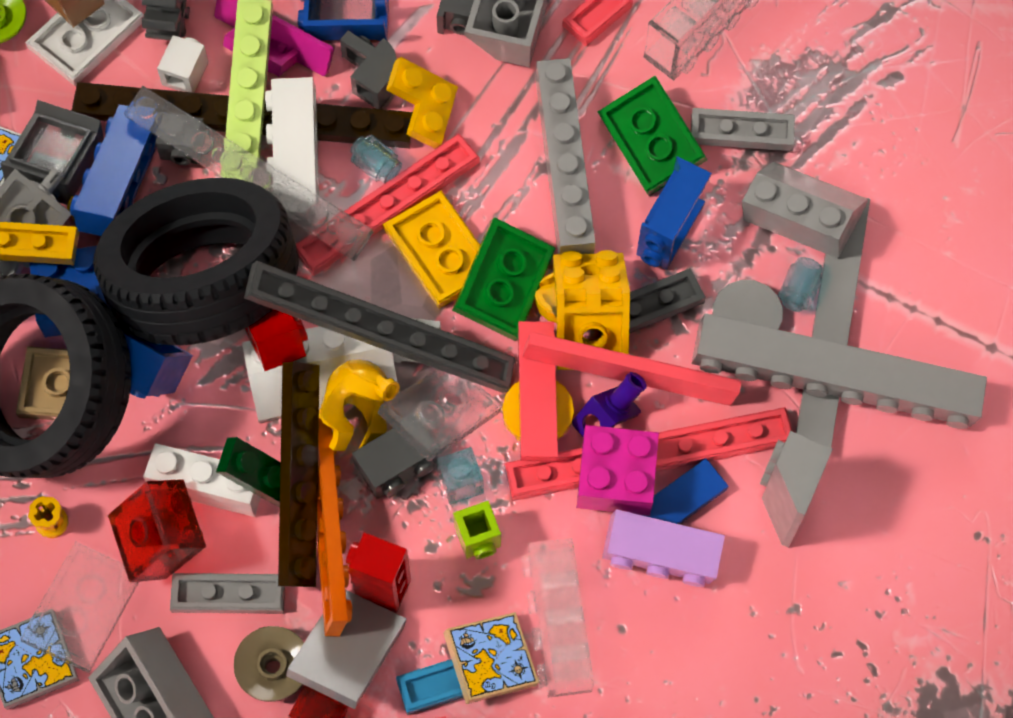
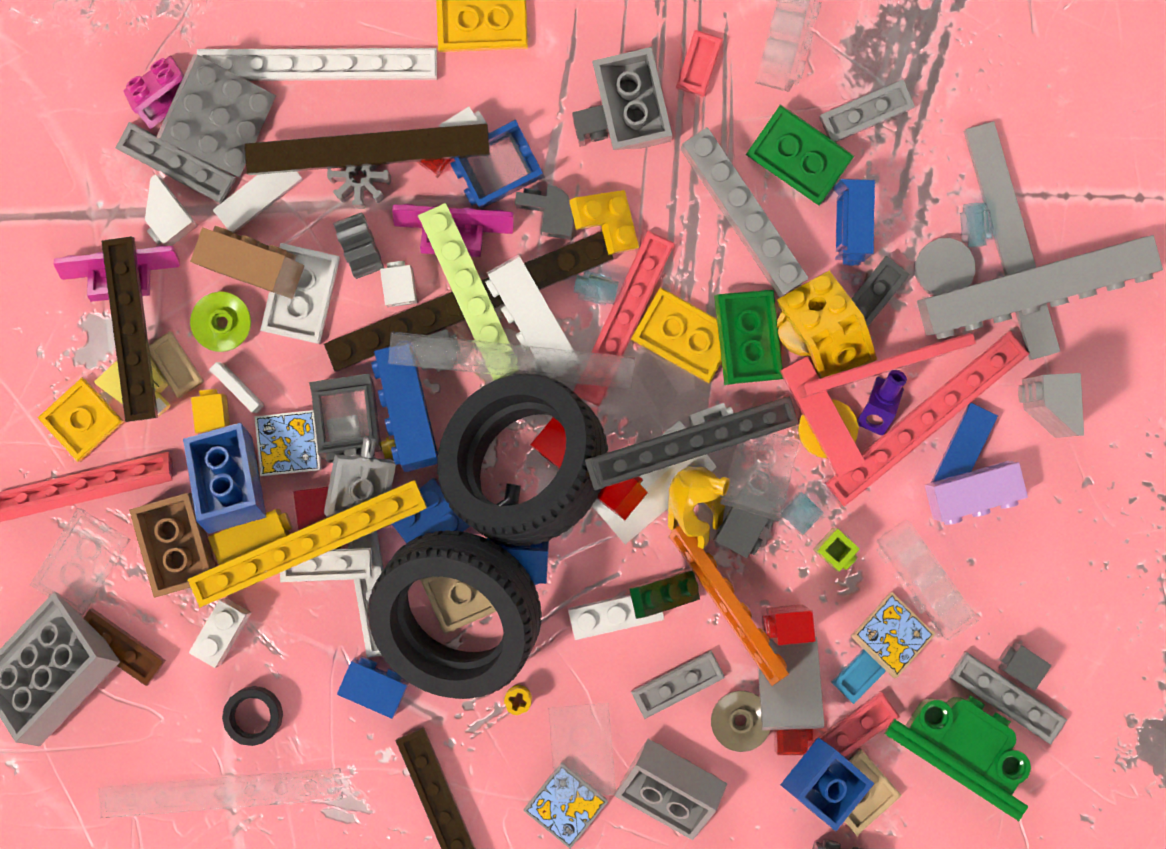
camera: 25 degrees left, 20 degrees up
(156, 530) = (608, 674): clear red brick -> none
(298, 475) = (687, 578): dark brown plate -> none
(617, 470) = (916, 452): dark pink brick -> none
(802, 208) = (949, 156): light grey slope -> none

